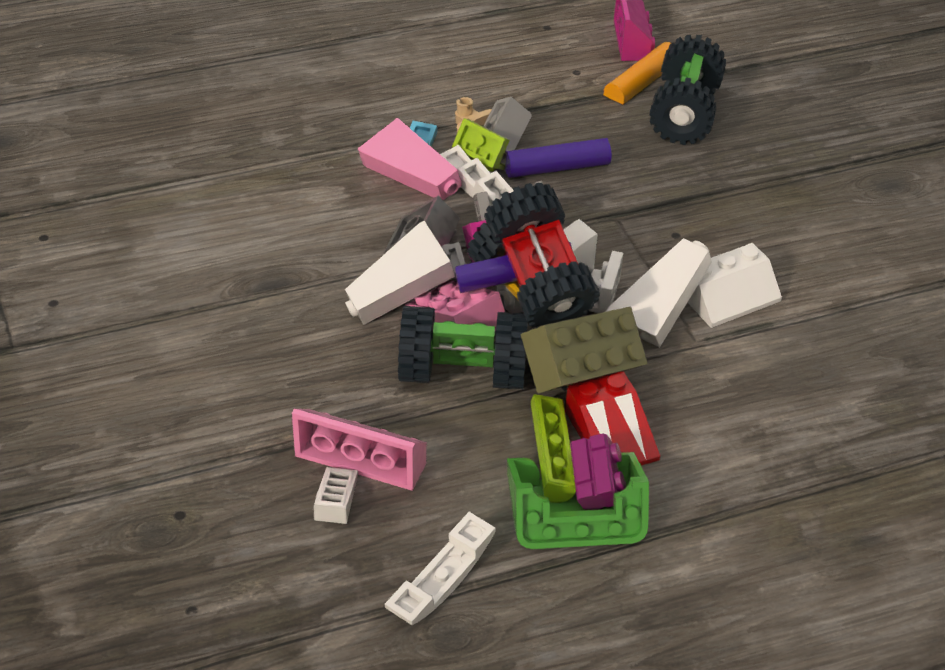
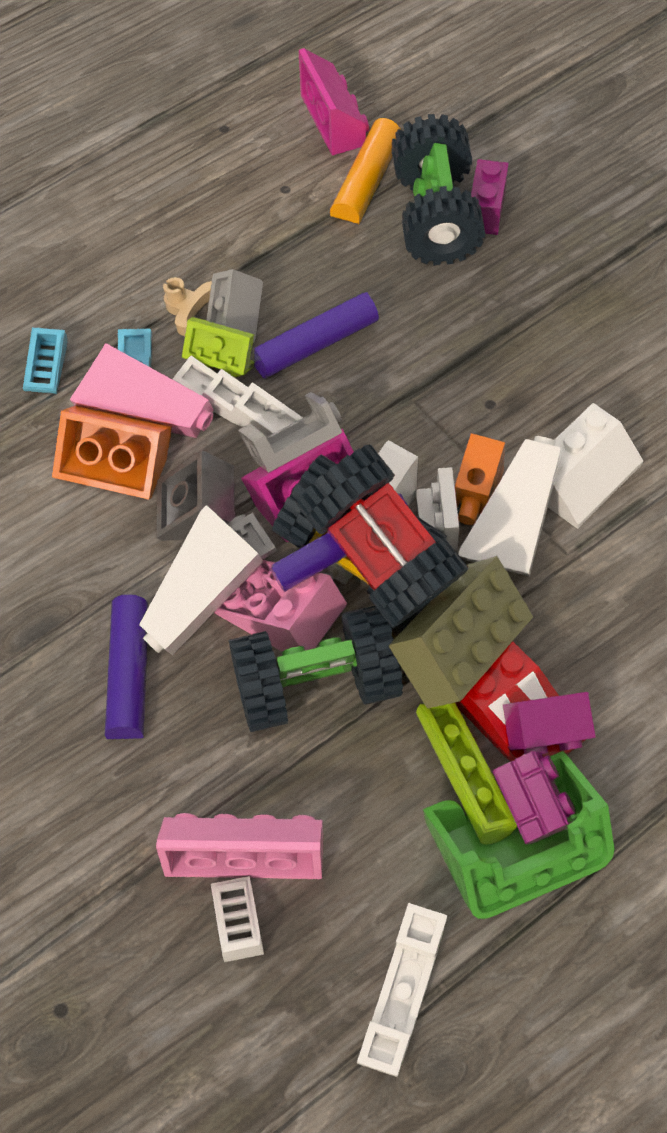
camera: 15 degrees left, 15 degrees up
(324, 323) = (126, 669): none -> dark purple brick
(353, 113) = (45, 337): none -> medium azure slope
(373, 189) = (110, 451): none -> orange slope
(631, 426) = (549, 721): none -> magenta brick
(640, 259) = (478, 476): none -> orange torso
(731, 105) = (490, 190): none -> magenta brick

